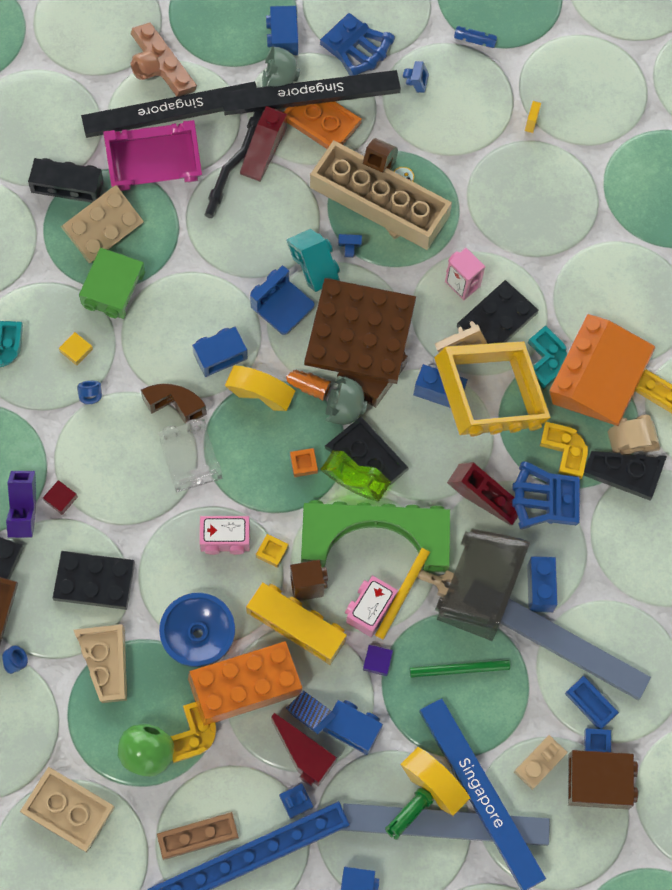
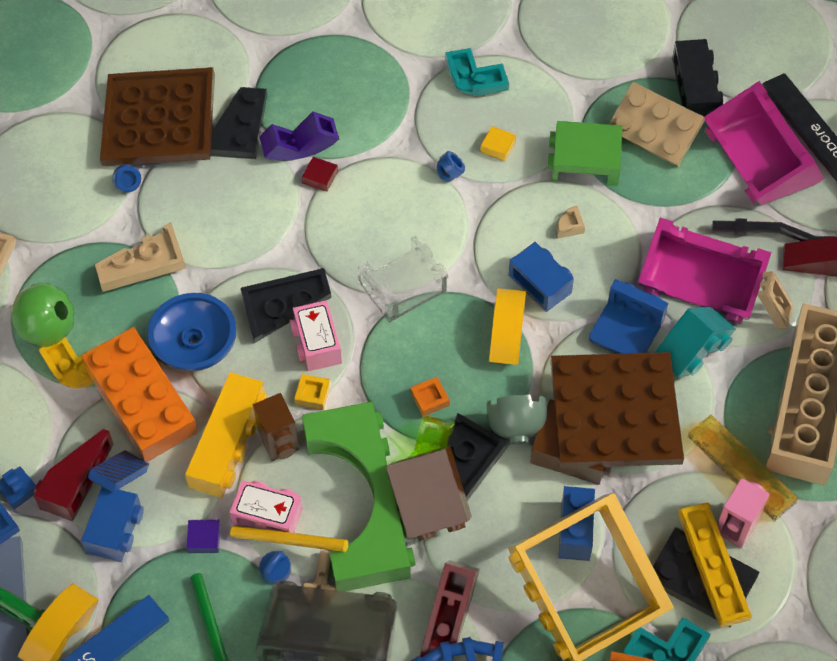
camera: 80 degrees right, 10 degrees down
(93, 580) = (233, 229): black plate -> none
(172, 317) = (570, 223): none -> tan tile
(181, 554) = (272, 302): none -> black wing
(184, 400) = (464, 257): reddish brown brick -> none
(253, 231) = (703, 271): none -> dark pink windscreen
(296, 191) = (775, 300): none -> tan tile
(309, 383) = (533, 375): orange hinge -> none
(349, 242) = (734, 378): blue tile -> none
(396, 479) = (429, 493): none -> reddish brown brick
(418, 264) = (740, 463): none -> clear yellow plate
(418, 611) = (275, 567): none -> blue tile
(468, 337) = (651, 537): tan plate -> none
(496, 305) = (714, 565): none -> yellow tile

